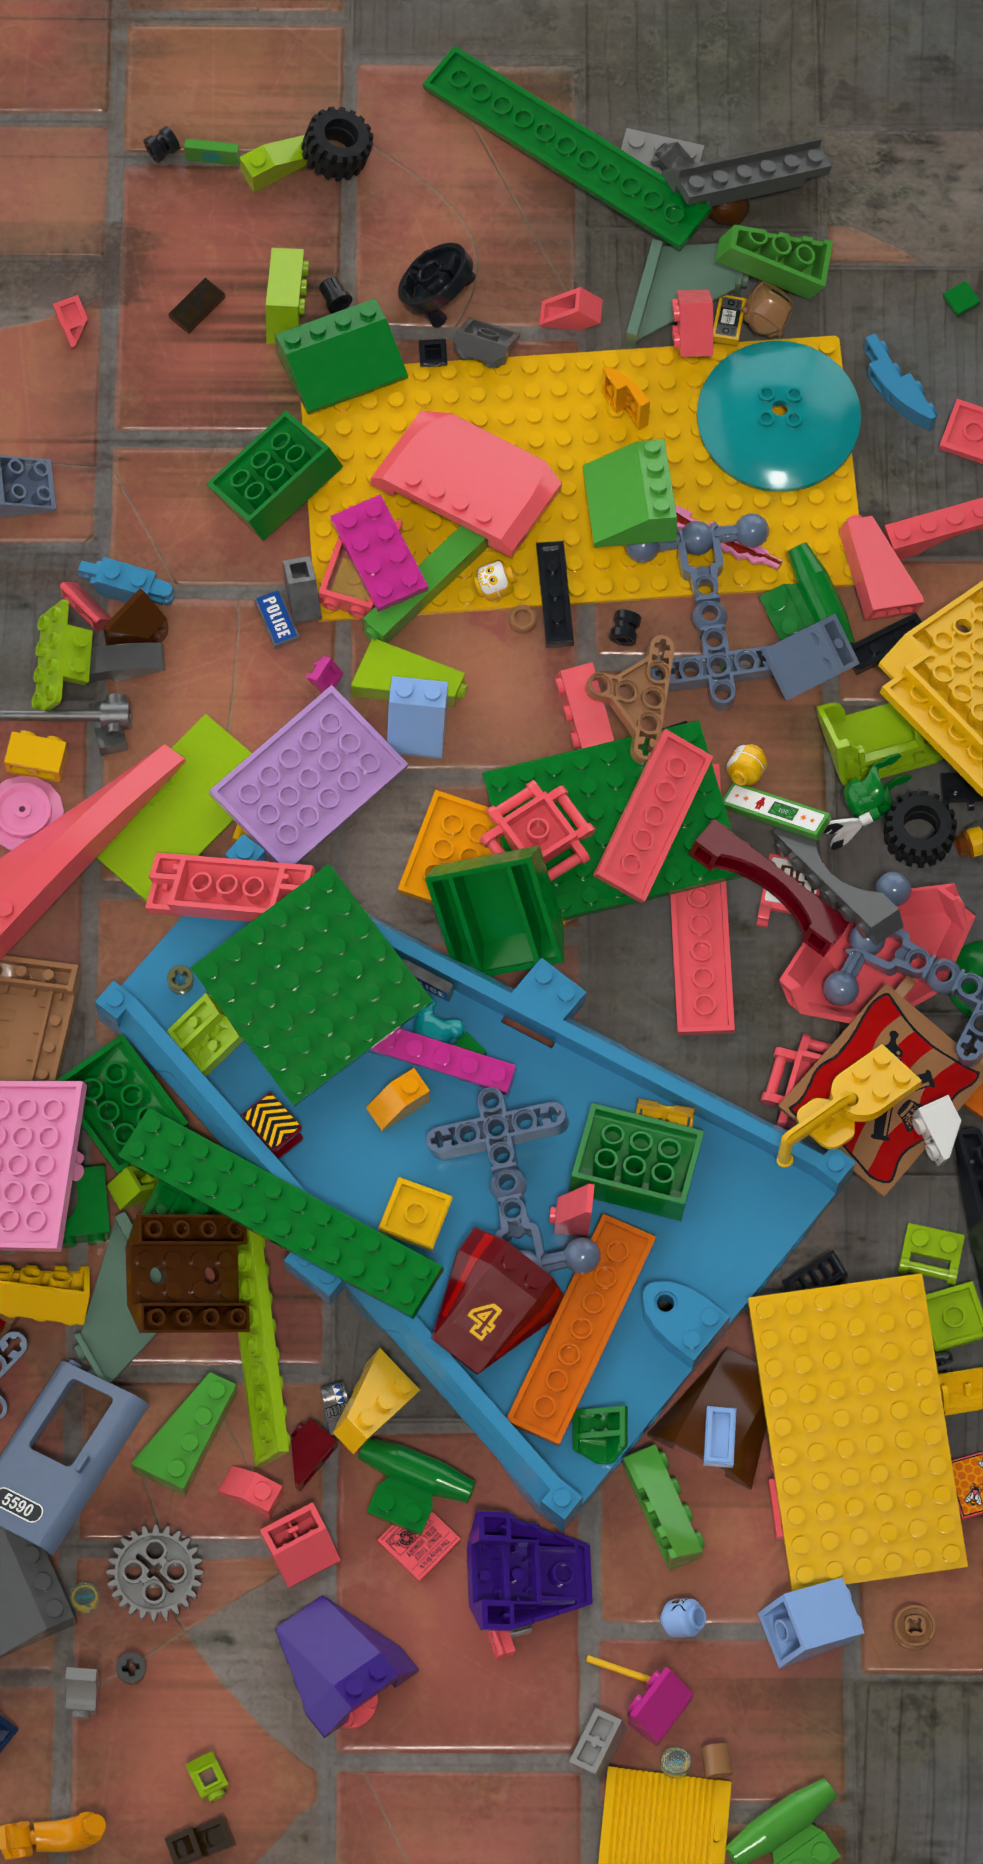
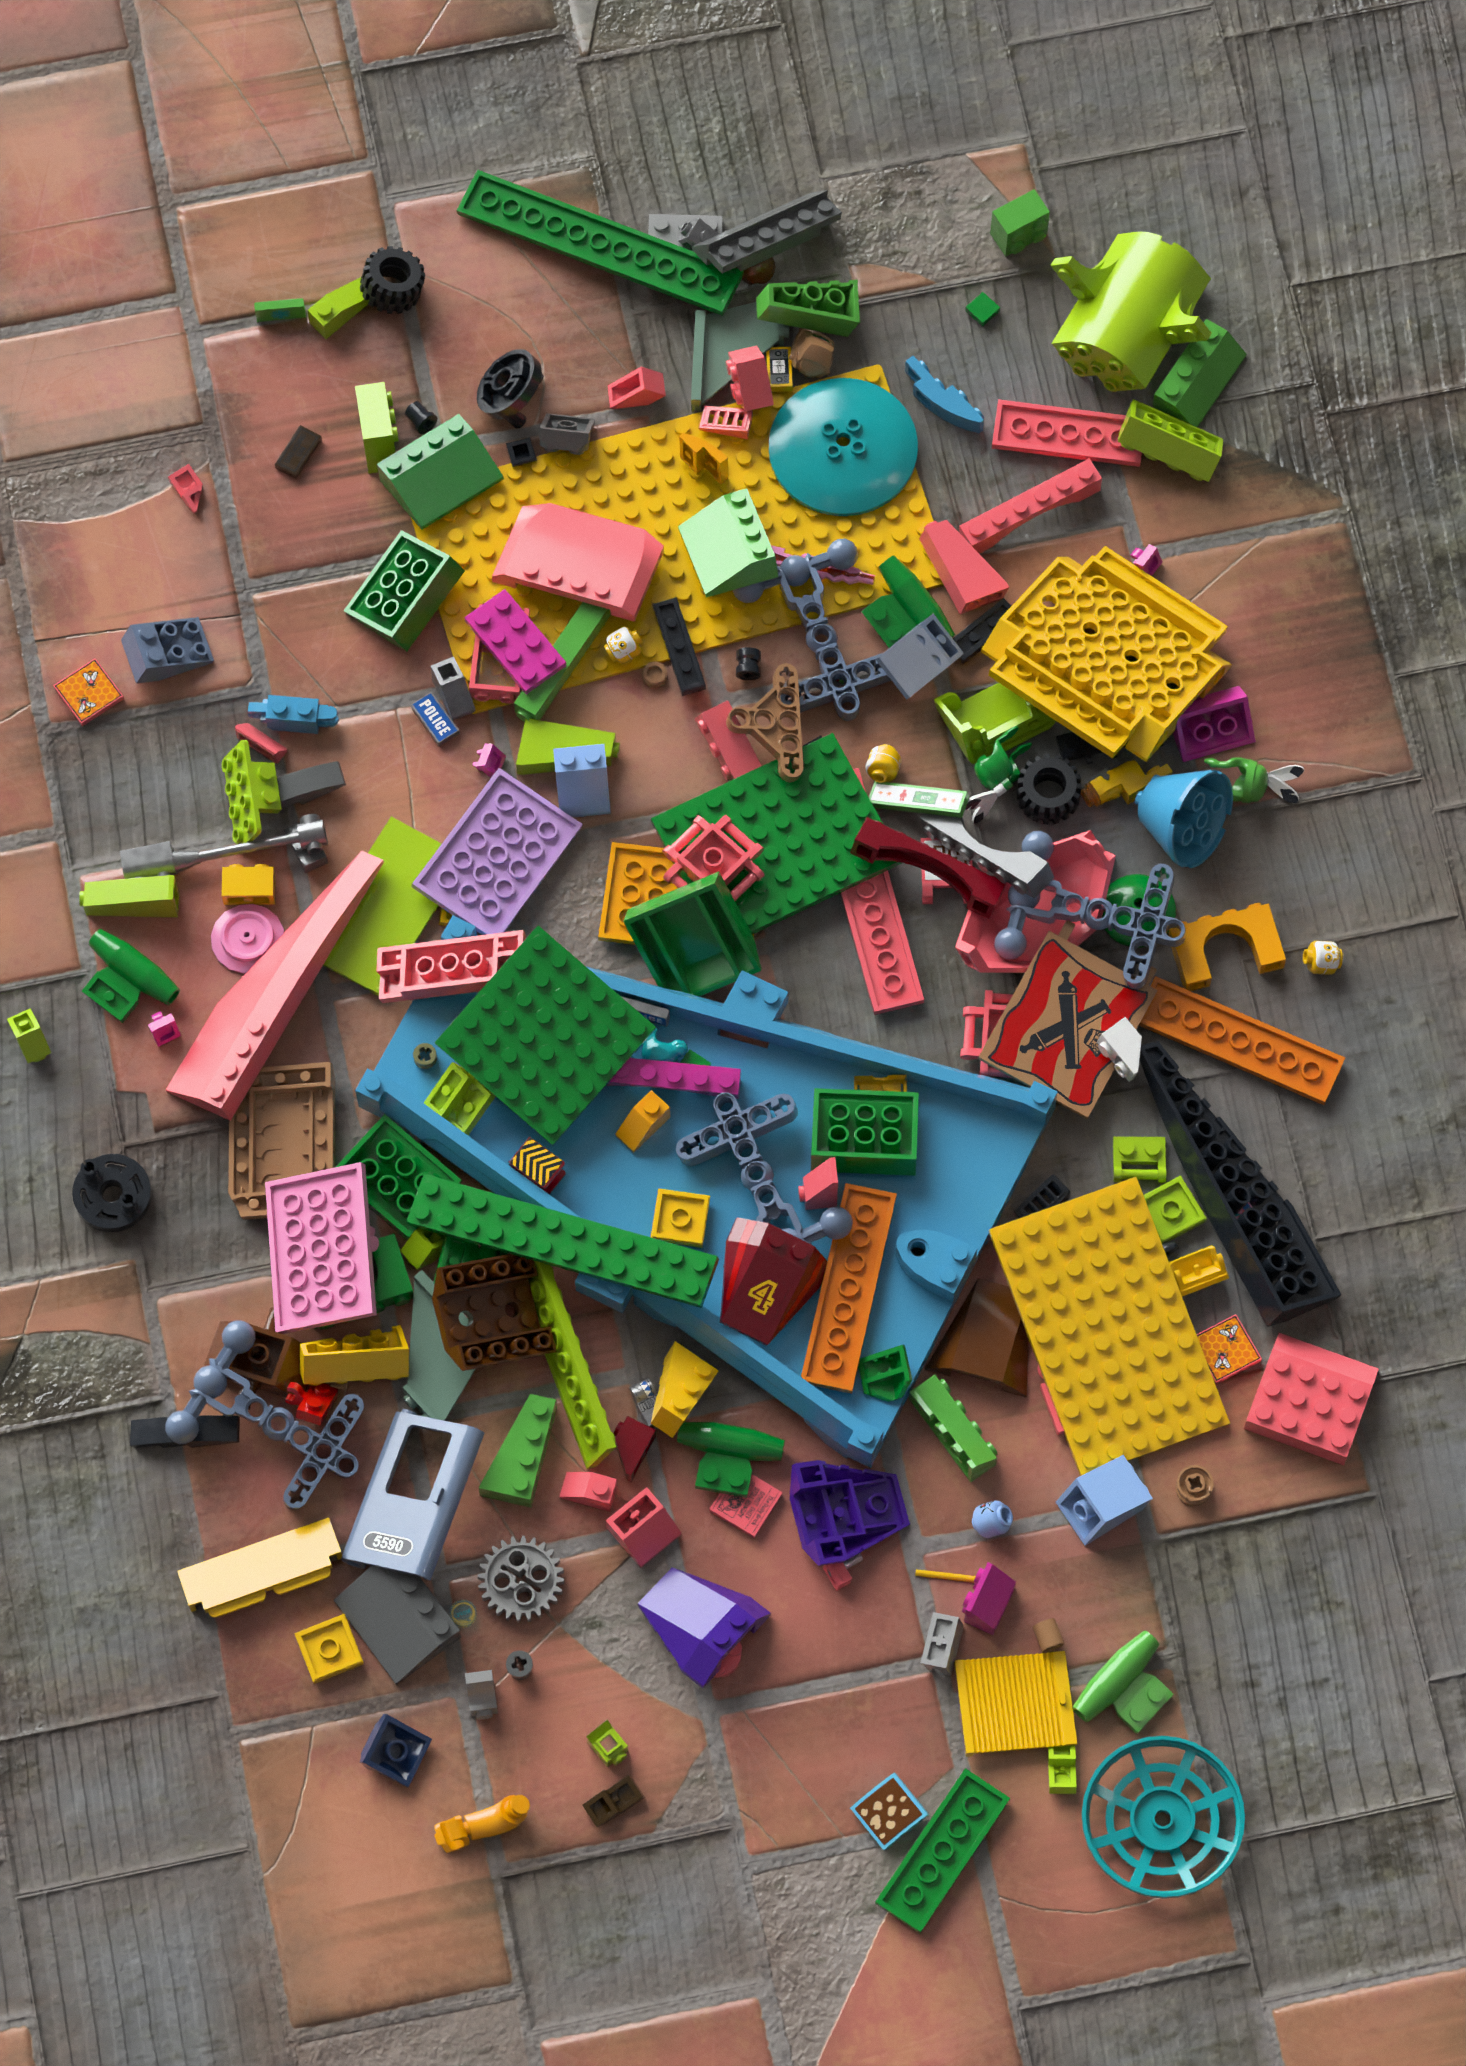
camera: 10 degrees left, 0 degrees up
(137, 622) = (312, 747): reddish brown slope -> none
(161, 144) = (233, 311): black wheel -> none
(653, 816) = (812, 825): coral plate -> none
(672, 358) = (724, 429): none -> coral slope
(675, 1762) = (1012, 1644): clear light blue tile -> none
(719, 1437) = (990, 1355): light blue tile -> none
(856, 1095) = (1060, 1022): yellow plate -> none

